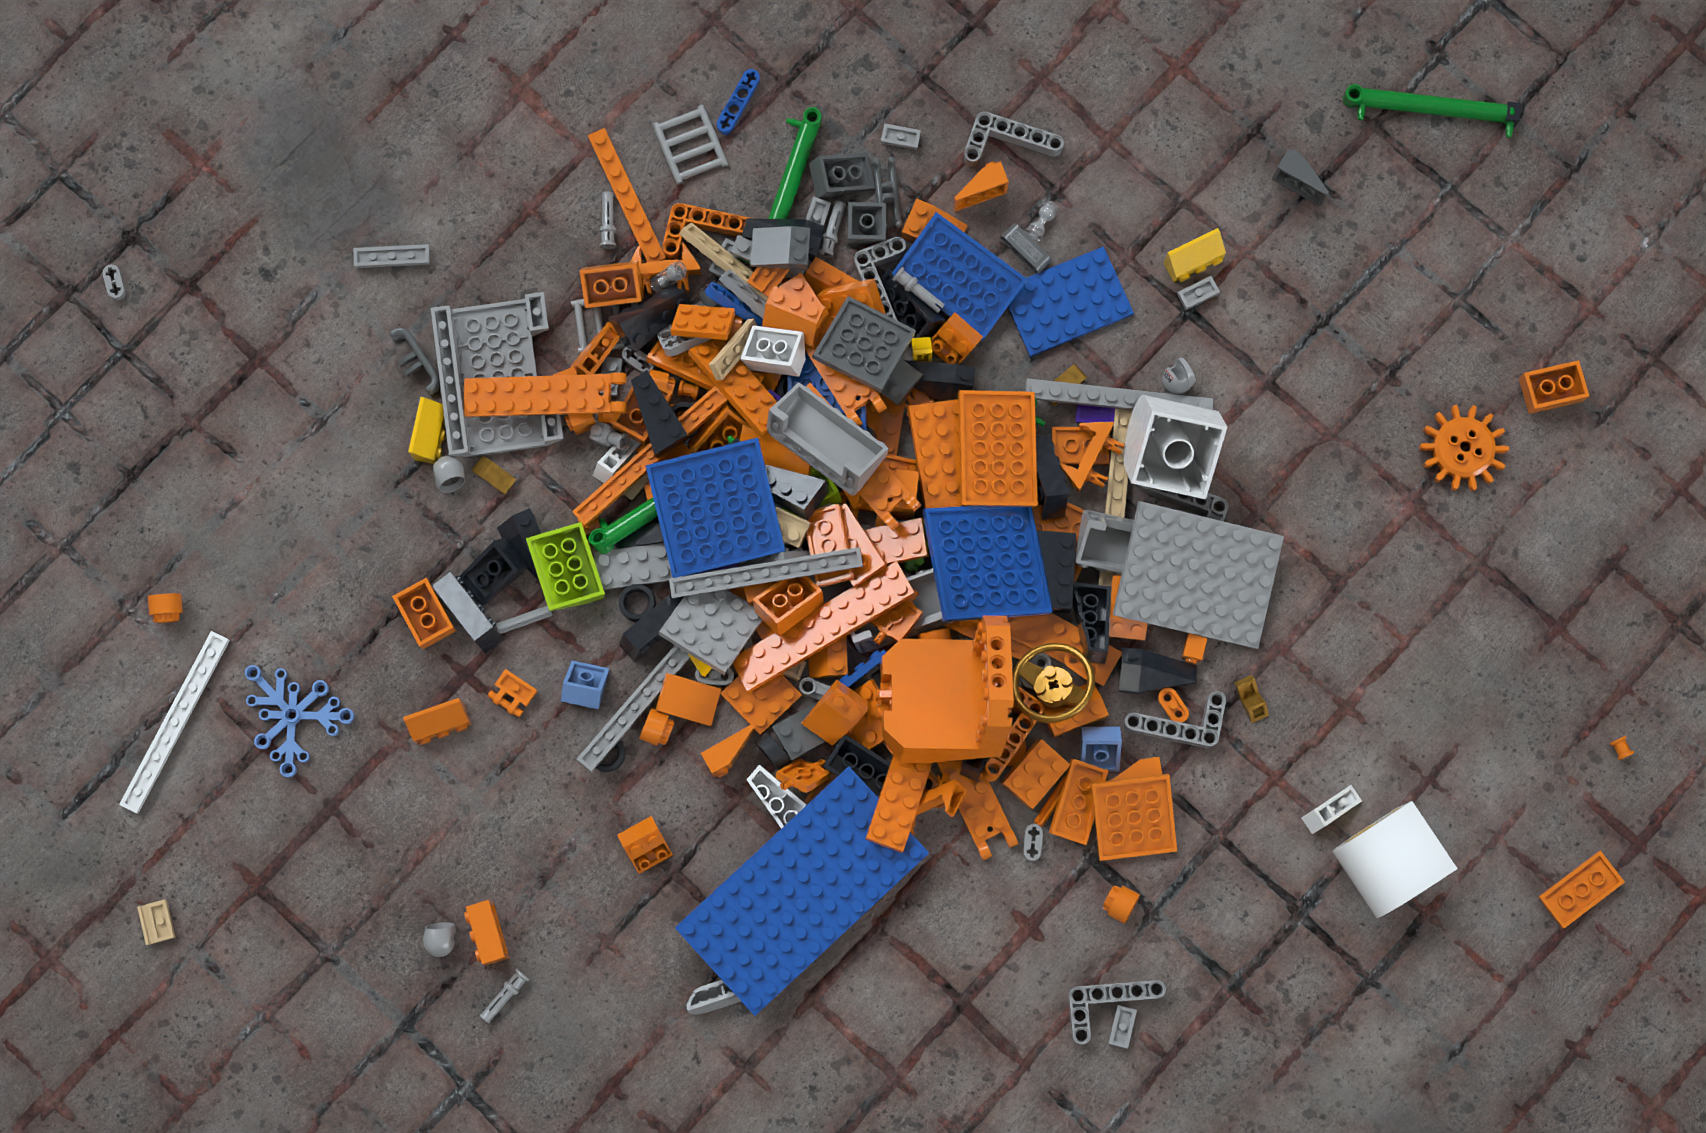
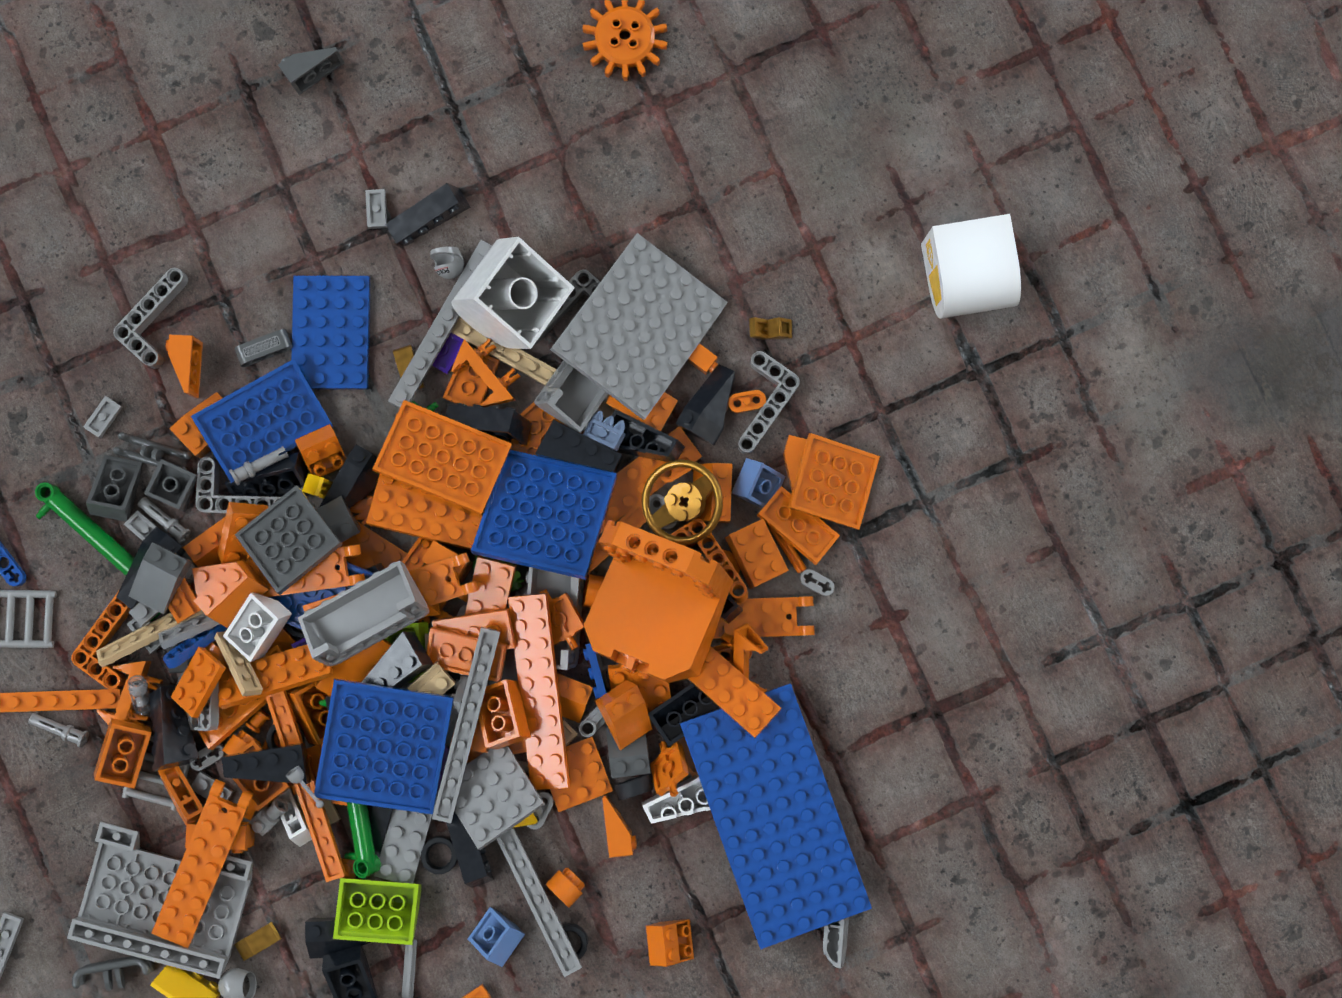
camera: 65 degrees left, 5 degrees up
(658, 442) = (296, 776): none -> light grey hinge
(688, 699) = (552, 845): orange tile -> none
(1046, 213) = (239, 314): clear piece -> none
(1086, 584) = (604, 431): none -> sand blue plate
(1107, 996) = (984, 578): light grey beam -> none
(1120, 903) = (906, 527): orange piece -> none
(1122, 1026) = (1015, 574): light grey plate -> none
(1195, 256) = (340, 195): yellow slope -> none
(1214, 341) = (427, 214): none -> black wedge
(1331, 809) = (900, 302): white slope -> none
(1581, 889) = (1061, 116): orange plate -> none
(1622, 748) = (952, 23): orange bush -> none

